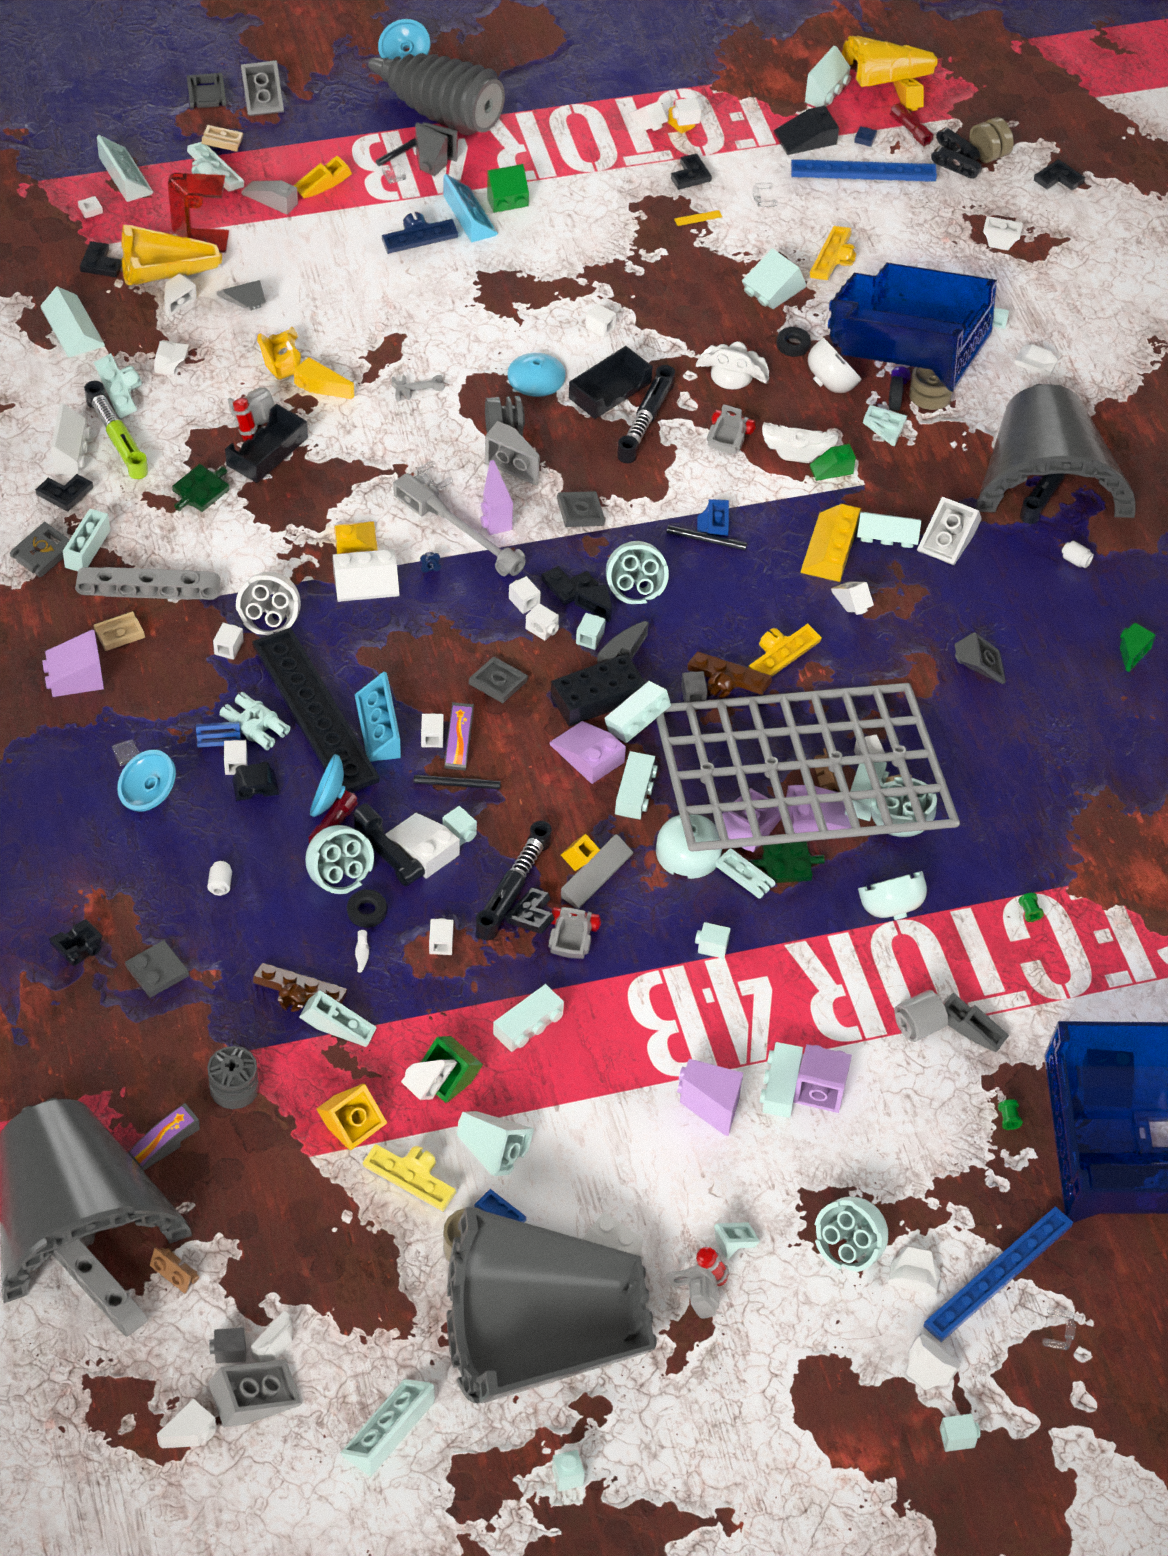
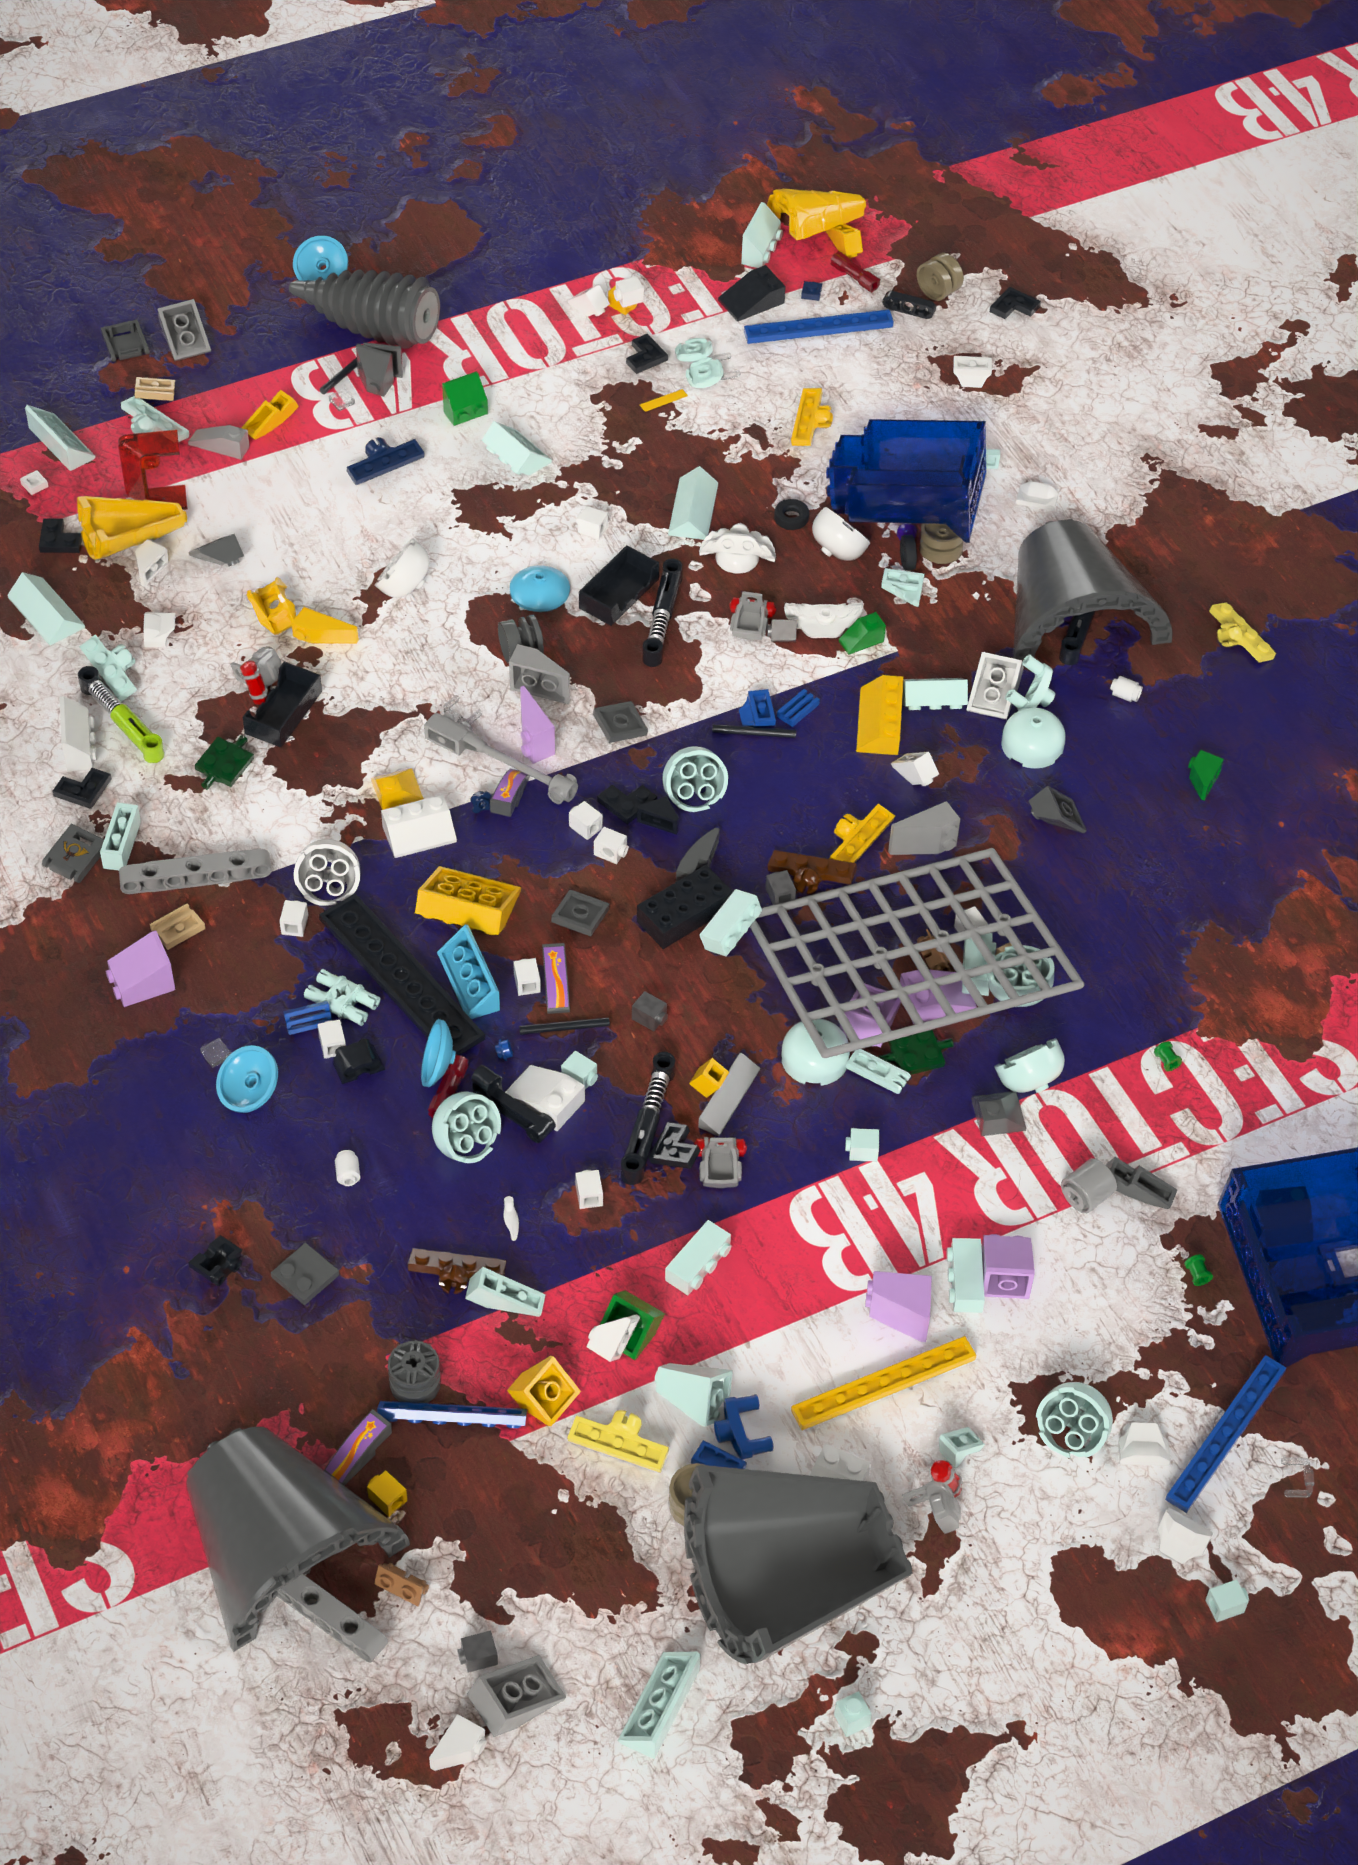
camera: 10 degrees left, 0 degrees up
(180, 1183) = (386, 1493): none -> yellow brick
(269, 1124) = (445, 1413): none -> plate
(274, 1339) = (522, 1637): white slope -> none
(366, 920) = (505, 1160): black tyre -> none
(394, 650) = (467, 900): none -> yellow slope
(394, 794) = (504, 1049): none -> blue plate
(404, 388) = (410, 624): light grey bar -> none
(412, 339) = (405, 571): none -> white cylinder
(458, 557) = (508, 792): none -> slope
(467, 210) = (427, 427): medium azure slope -> none
(520, 1183) = (732, 1429): none -> blue connector
(540, 781) = (649, 1011): none -> flat silver brick
(544, 242) = (515, 449): none -> light aqua slope
(590, 631) = (661, 847): light aqua brick -> none
(590, 750) = (691, 970): lavender slope -> none
(636, 785) = (747, 999): light aqua brick -> none
(676, 1166) = (883, 1383): none -> yellow plate
(702, 319) = (693, 505): none -> light aqua slope
(737, 175) = (693, 350): none -> light aqua plate
(743, 197) = (704, 372): none -> light aqua plate
(752, 520) = (795, 705): none -> blue tile
(756, 448) = (782, 630): none -> flat silver brick
(774, 280) = (757, 453): light aqua slope -> none
(845, 657) = (925, 832): none -> light grey slope
(852, 933) = (998, 1113): none -> dark grey slope
(948, 139) = (896, 281): black beam -> none
(975, 586) = (1033, 737): none -> light aqua cylinder
(990, 543) = (1038, 691): none -> light aqua connector

